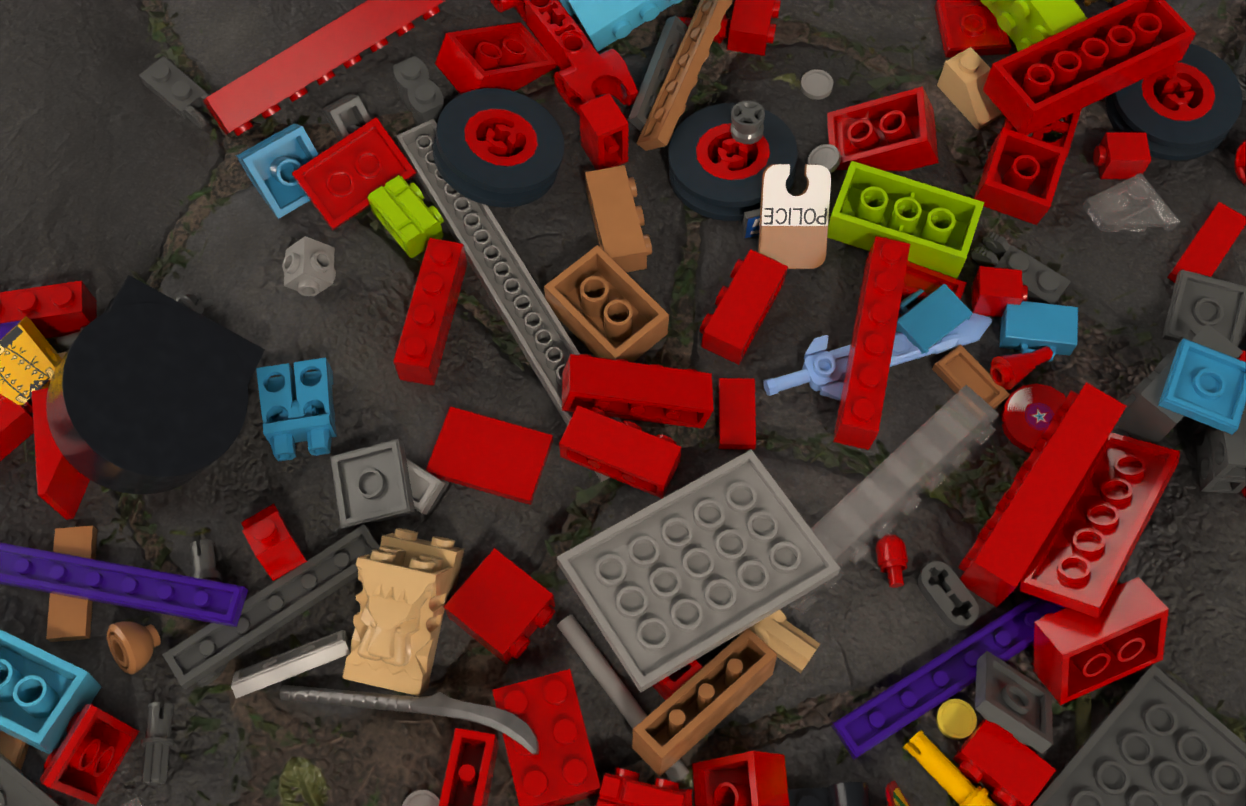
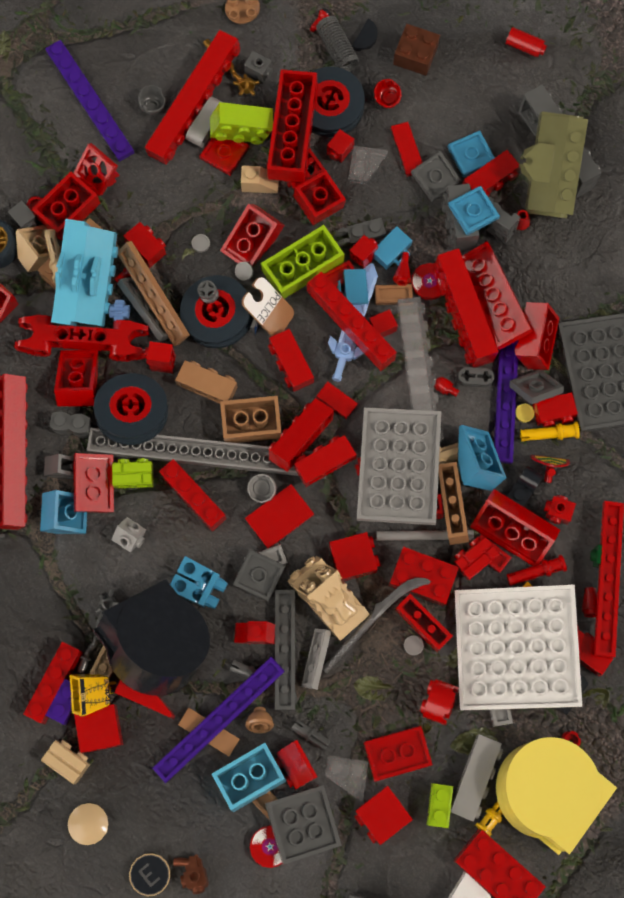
camera: 55 degrees left, 10 degrees up
(513, 397) = (261, 488): none -> light grey hair
(632, 46) = (119, 310): none -> medium blue gear
(812, 691) = (478, 459): none -> dark azure slope
(909, 395) = (384, 323): none -> red brick

